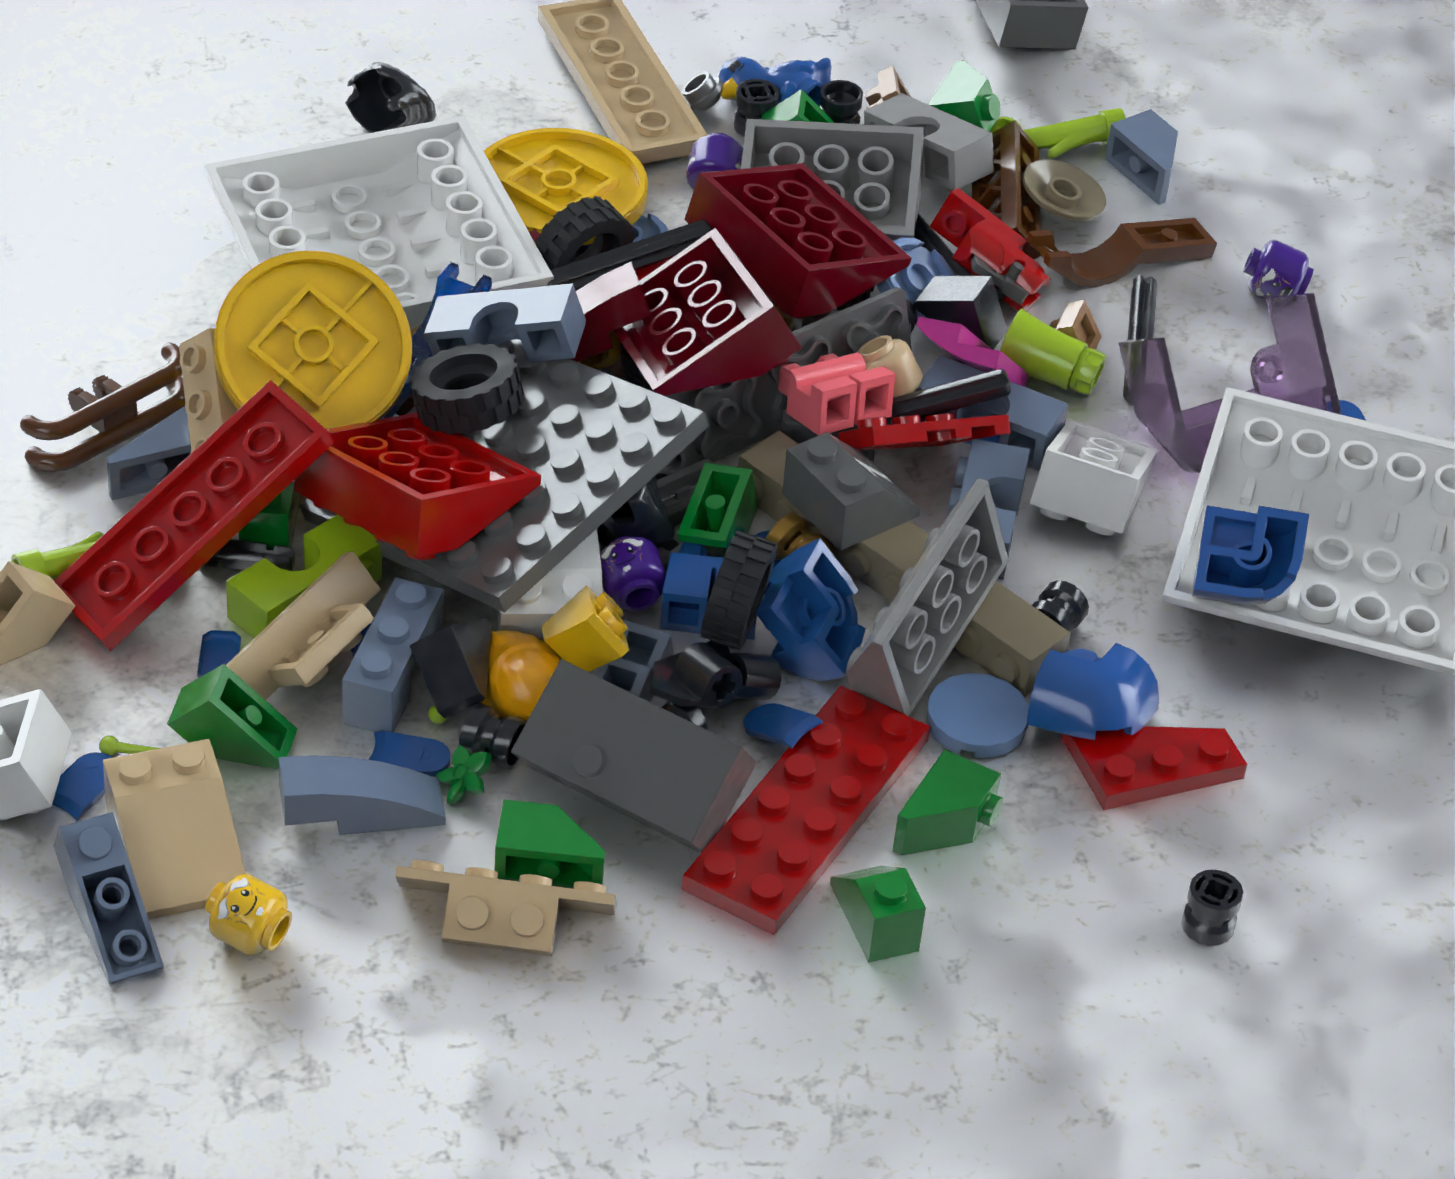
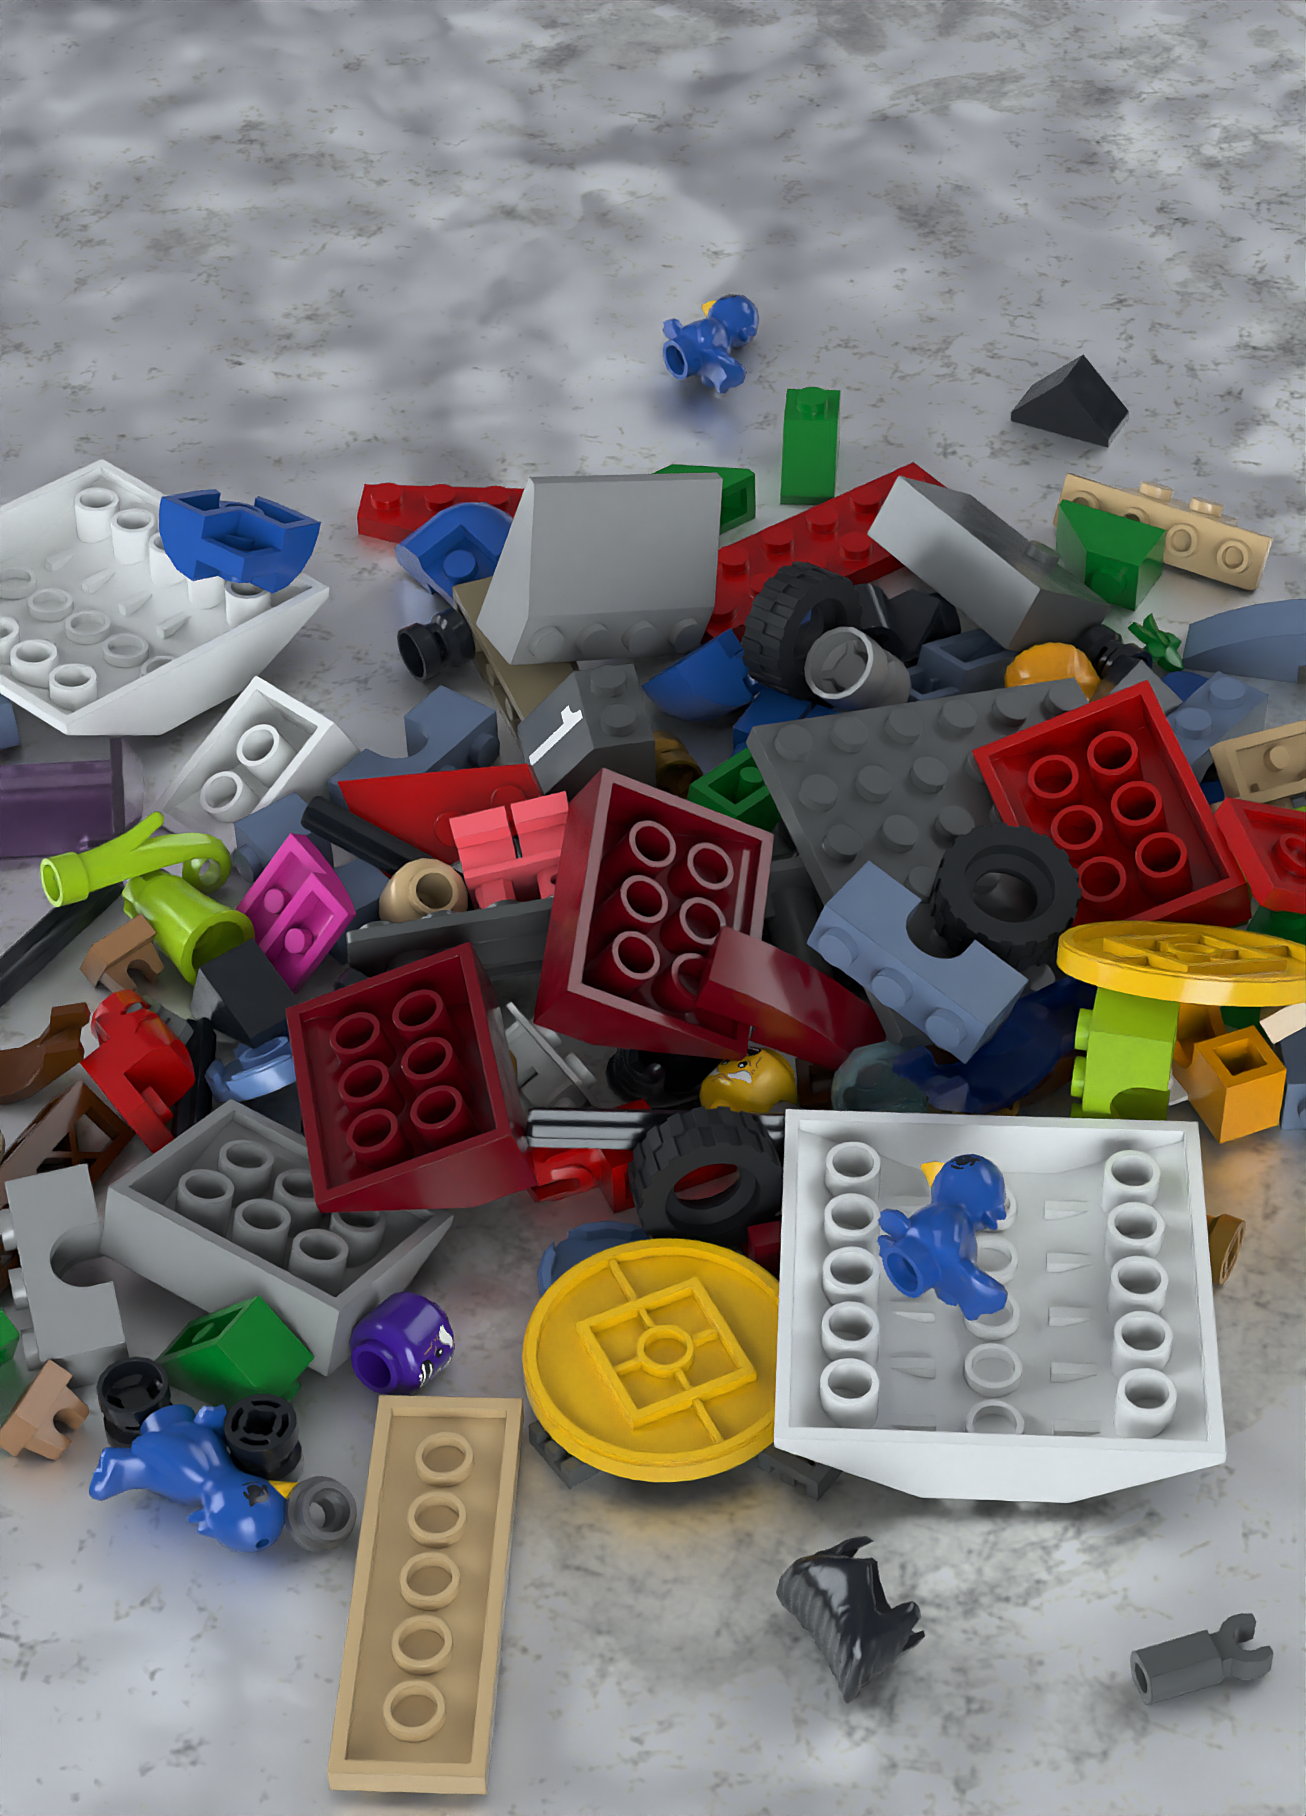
camera: 150 degrees left, 0 degrees up
(193, 134) = (1199, 1660): none -> dark grey bar
(412, 190) = (939, 1241): none -> blue animal
(587, 630) = (980, 647): yellow slope -> none
(662, 1041) = (1073, 404): none -> black slope
(674, 580) = (855, 671): none -> light grey wheel
(1060, 996) = (706, 344): none -> blue animal
(1128, 318) = (73, 876): none -> lime plant
(1212, 907) = (507, 380): black wheel -> none

